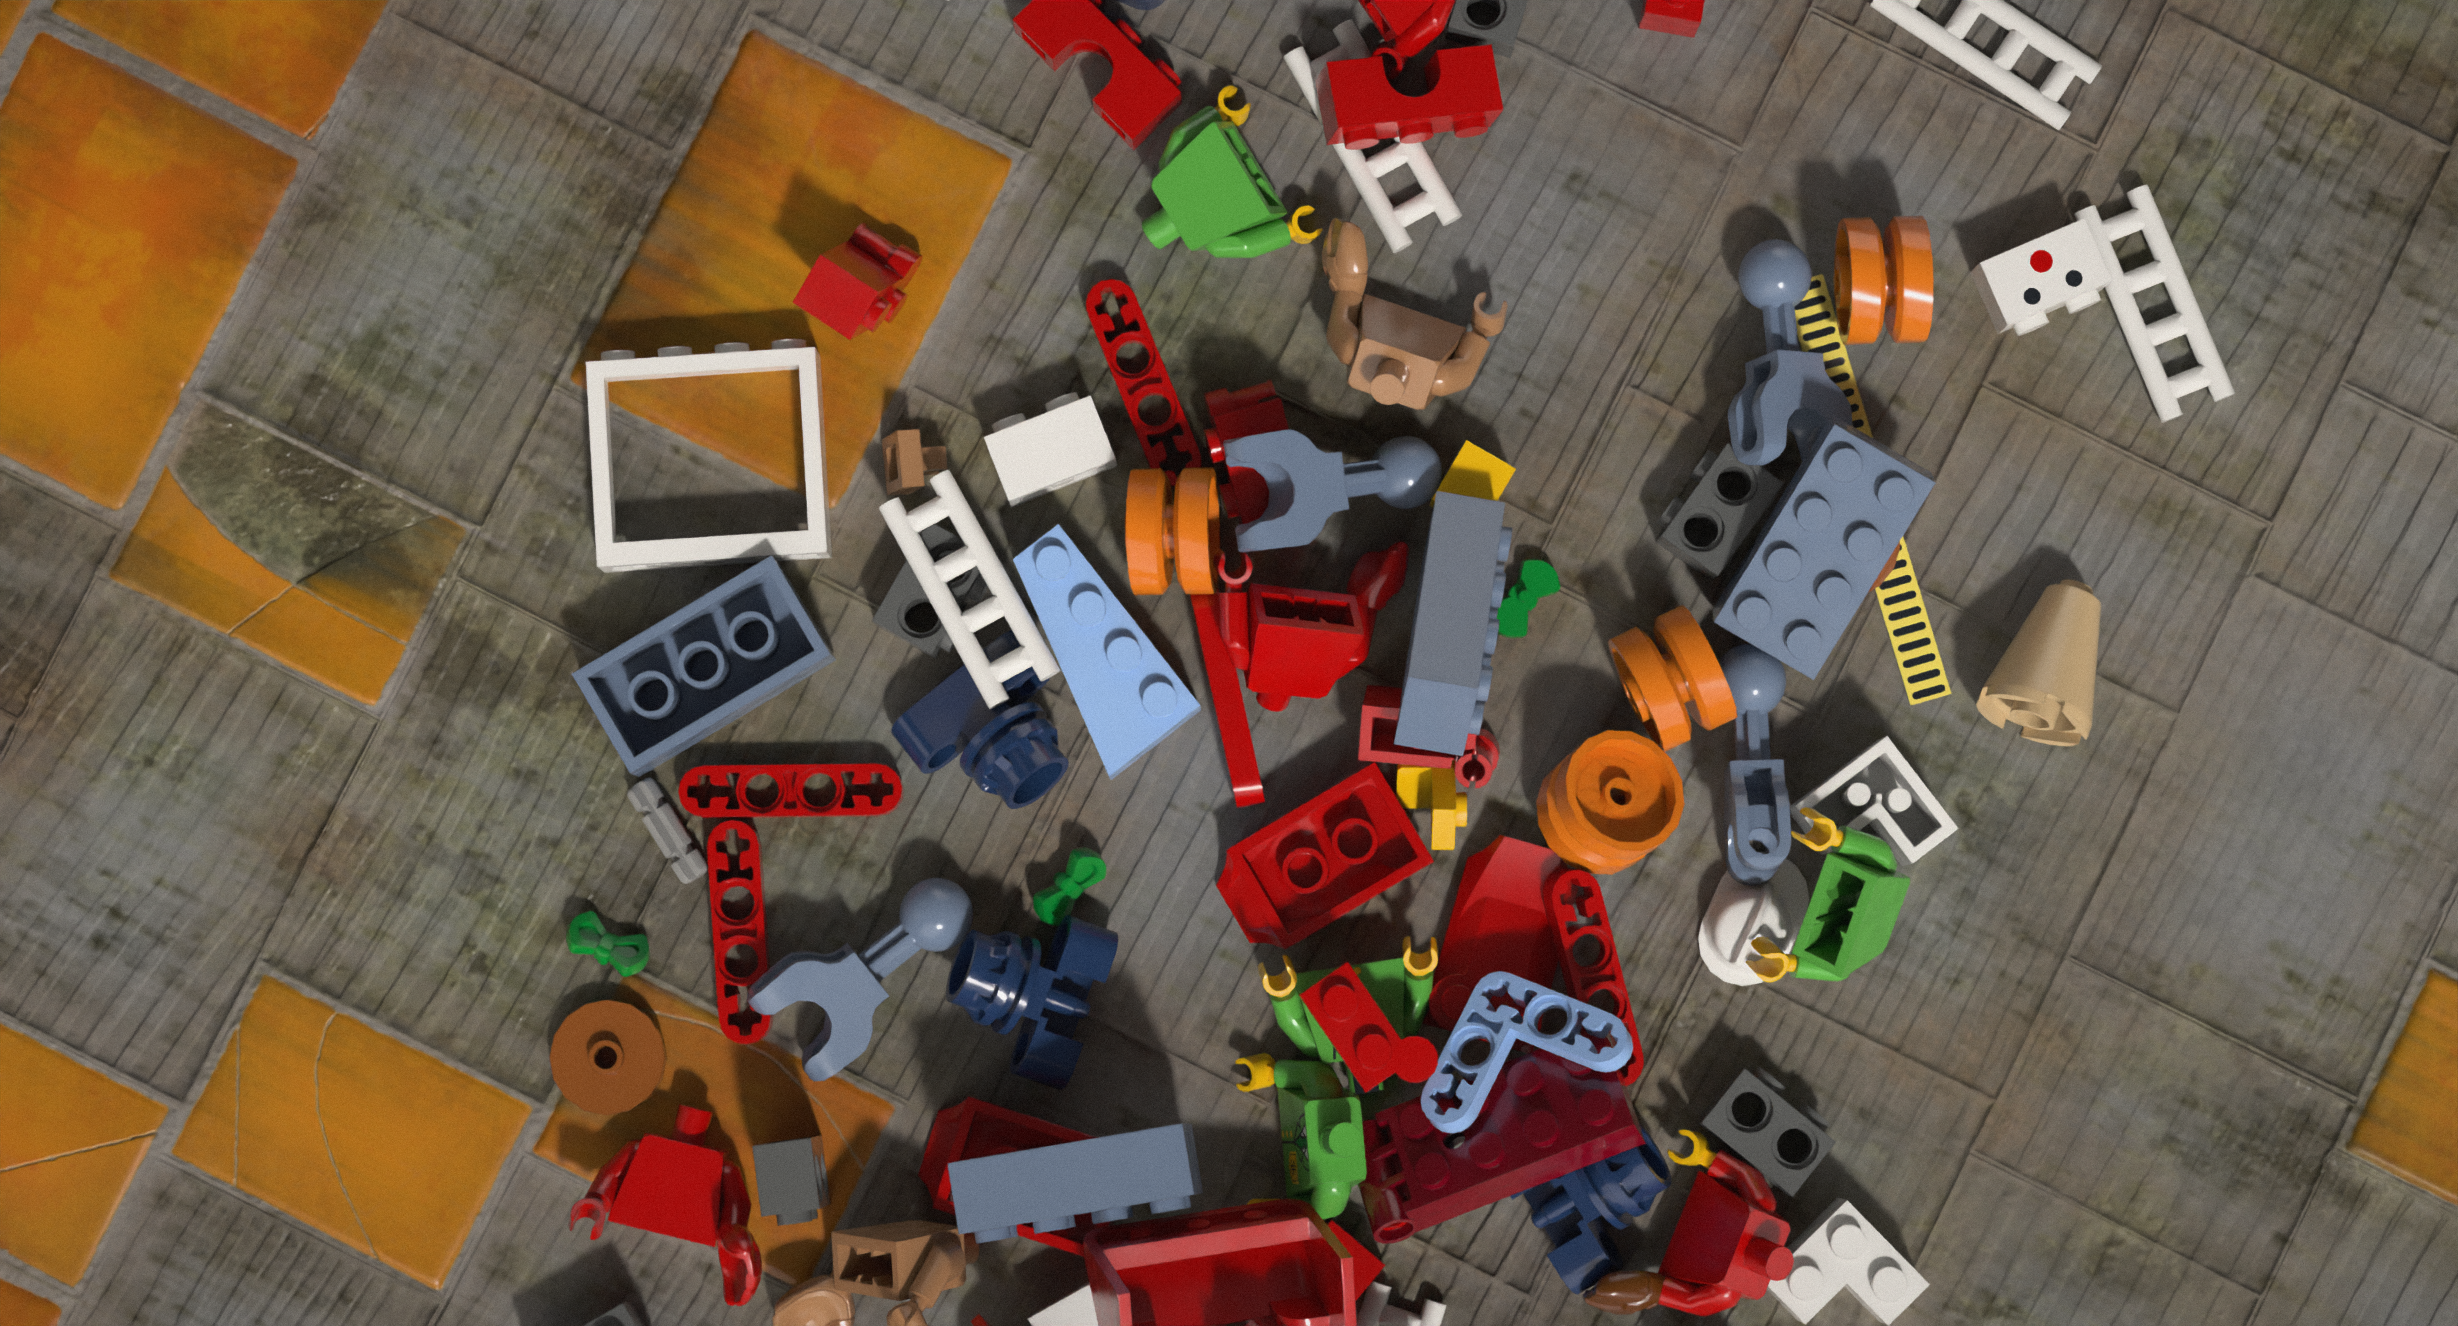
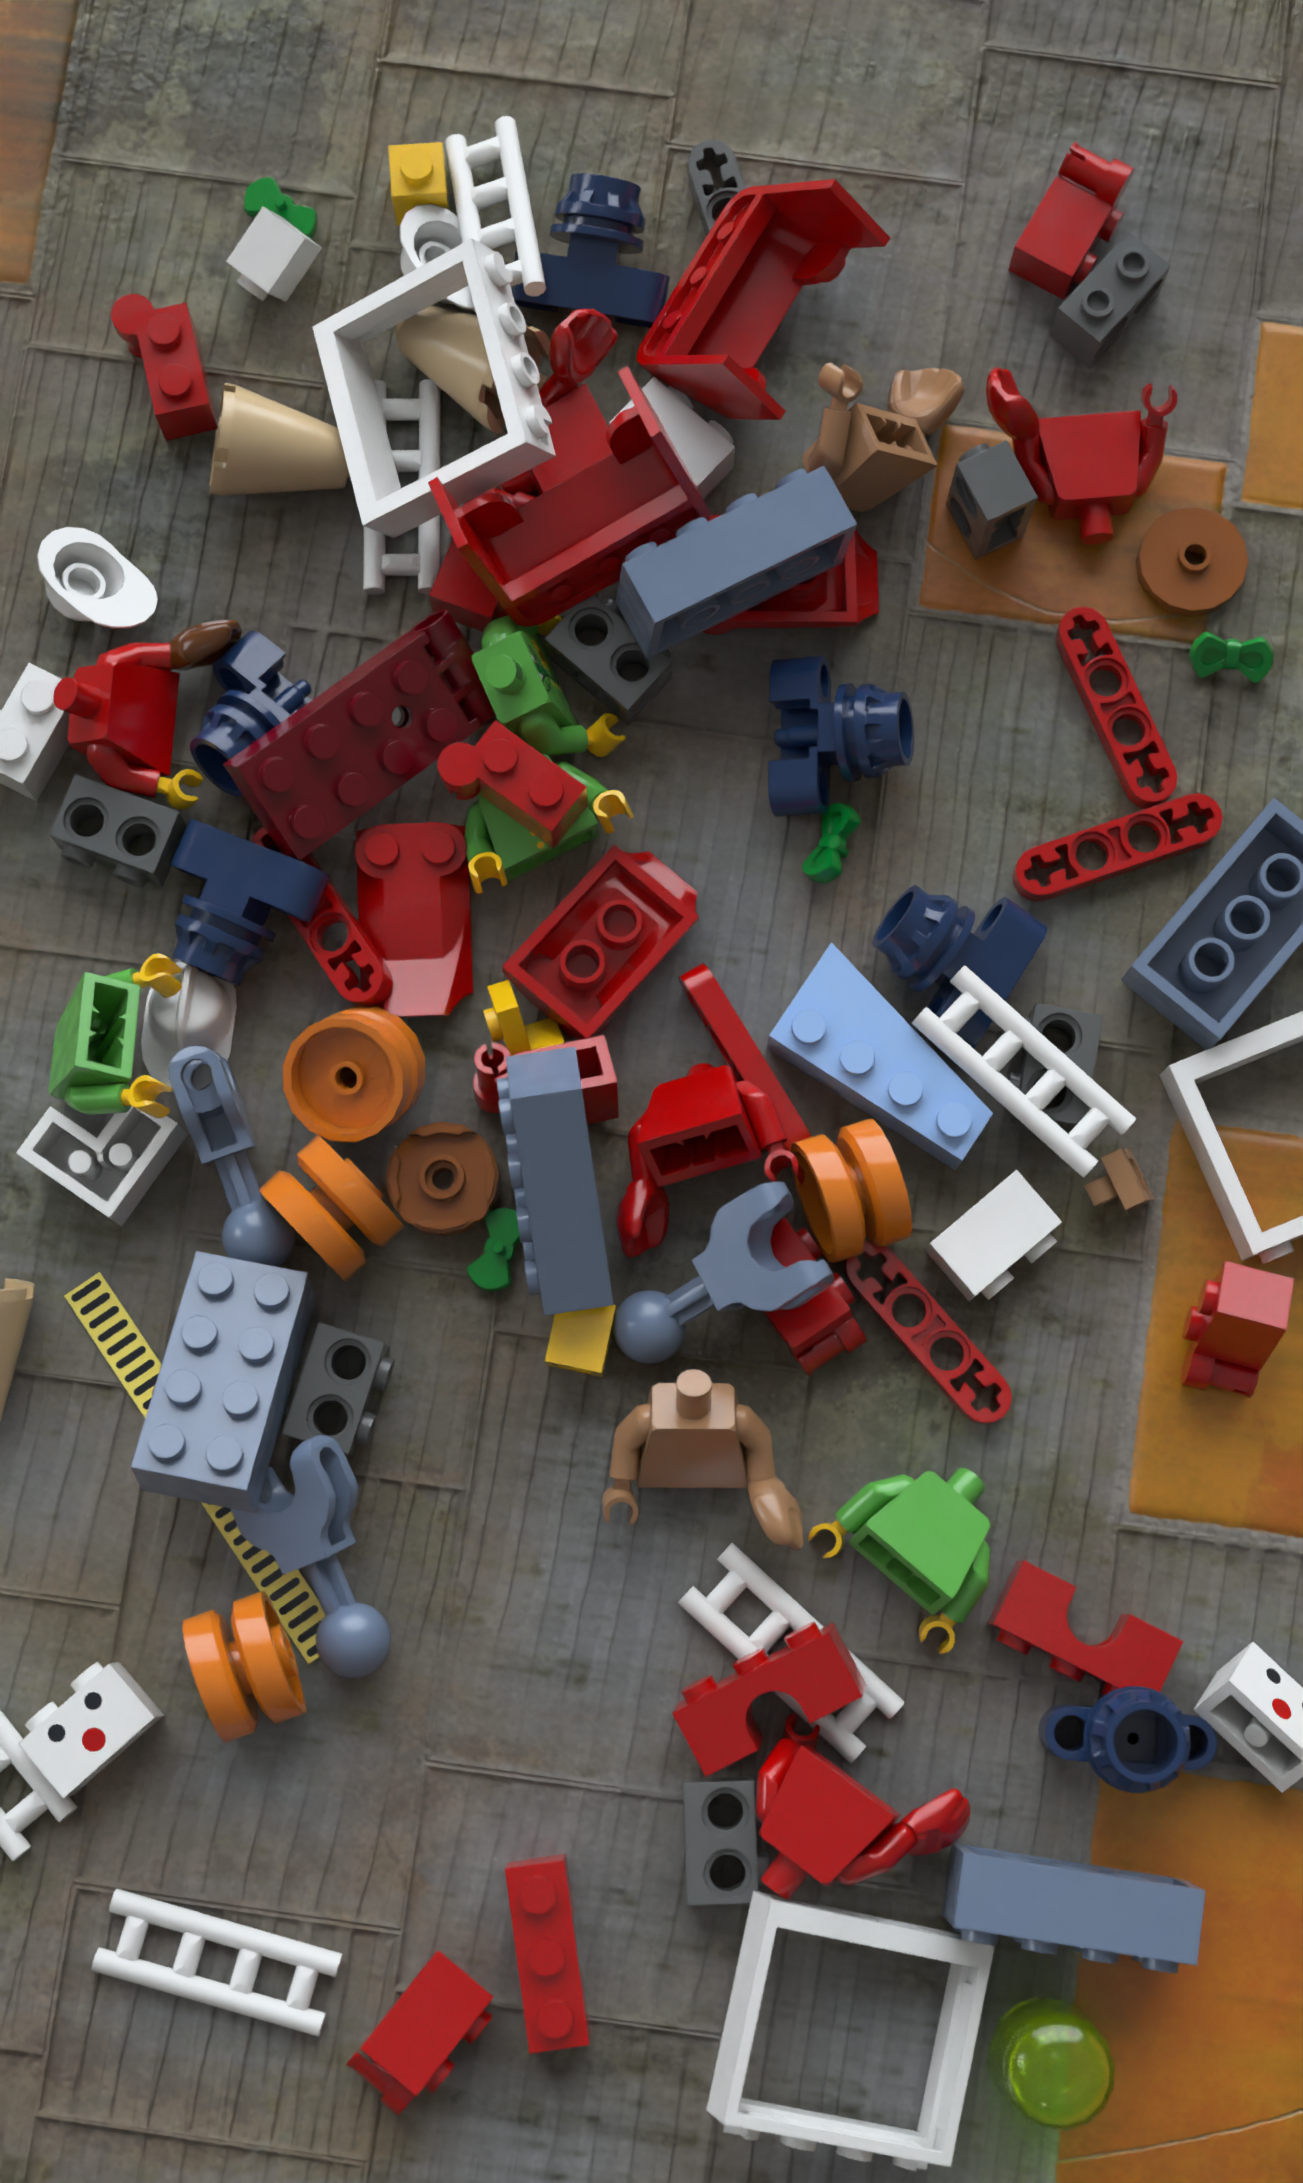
camera: 160 degrees right, 5 degrees down
(667, 830) = (1216, 775): light grey axle -> none
(848, 986) = (998, 687): sand blue piece -> none
(1237, 1140) = (598, 665): none -> dark grey brick
(1501, 1030) = (388, 824): light blue beam -> none
(1585, 675) = (437, 1150): none -> dark orange plate
(1687, 996) = (237, 898): none -> dark blue beam

